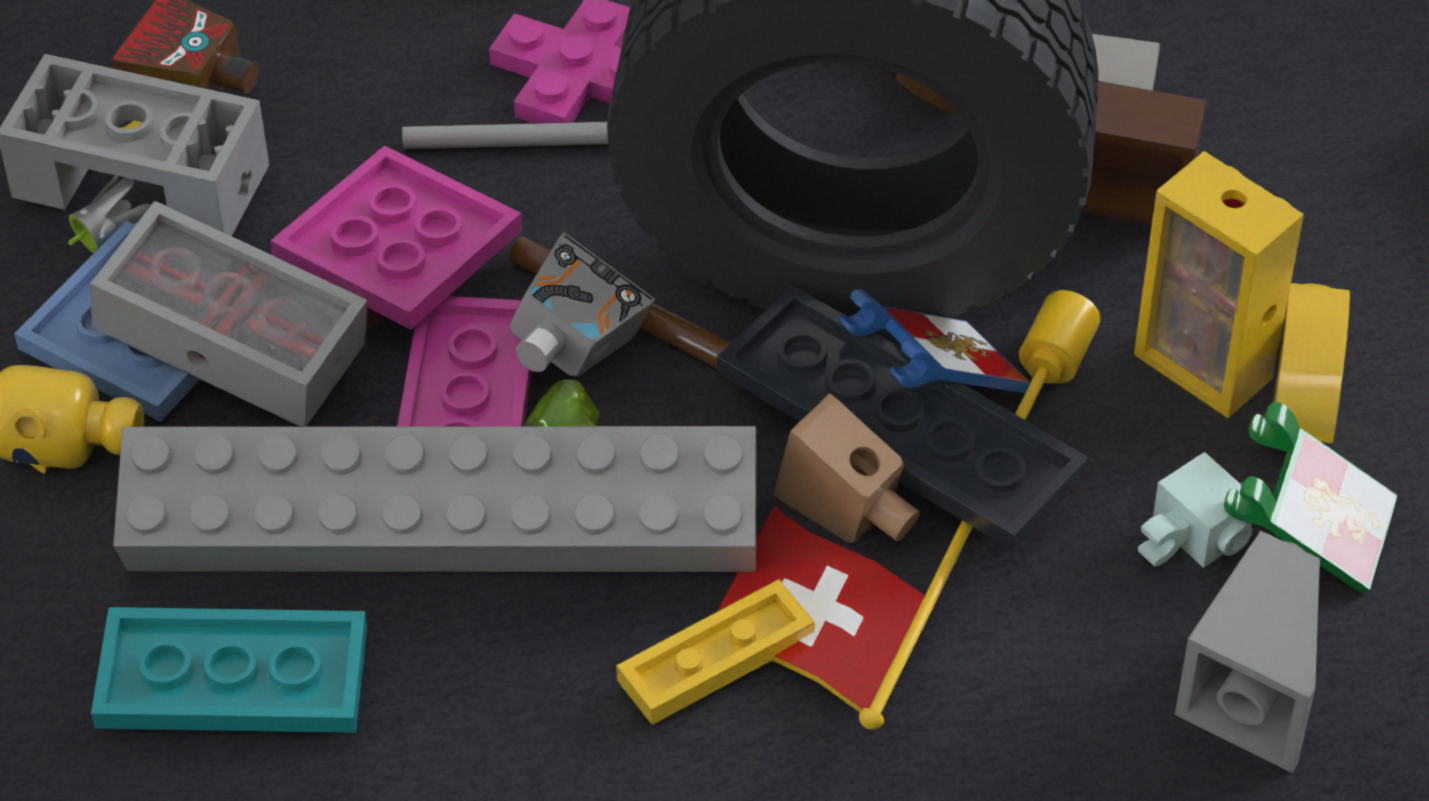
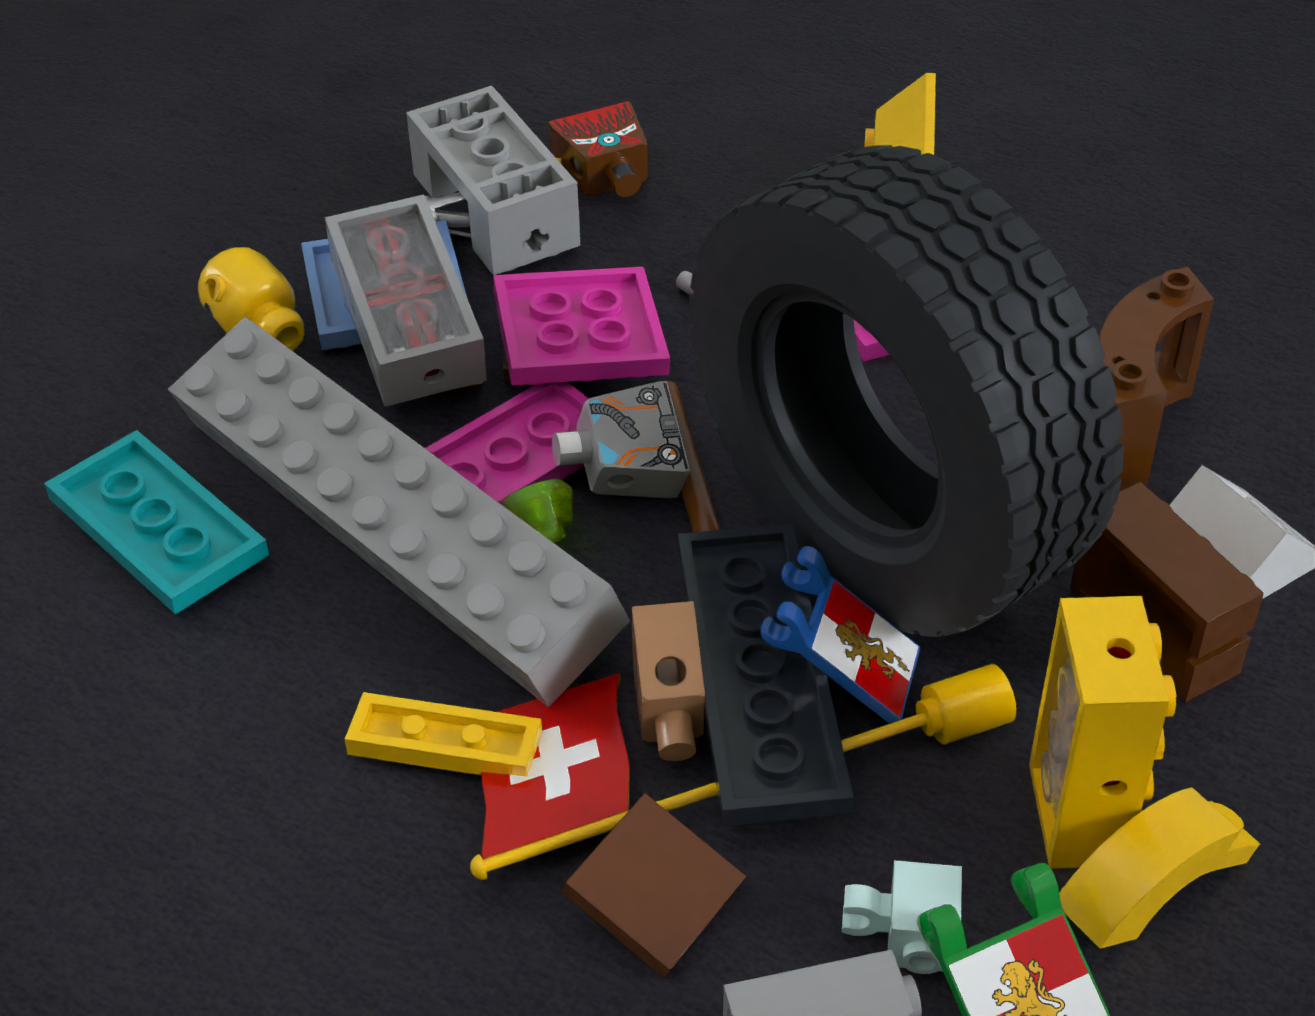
camera: 45 degrees right, 5 degrees down
(1005, 631) = (653, 884): none -> reddish brown tile

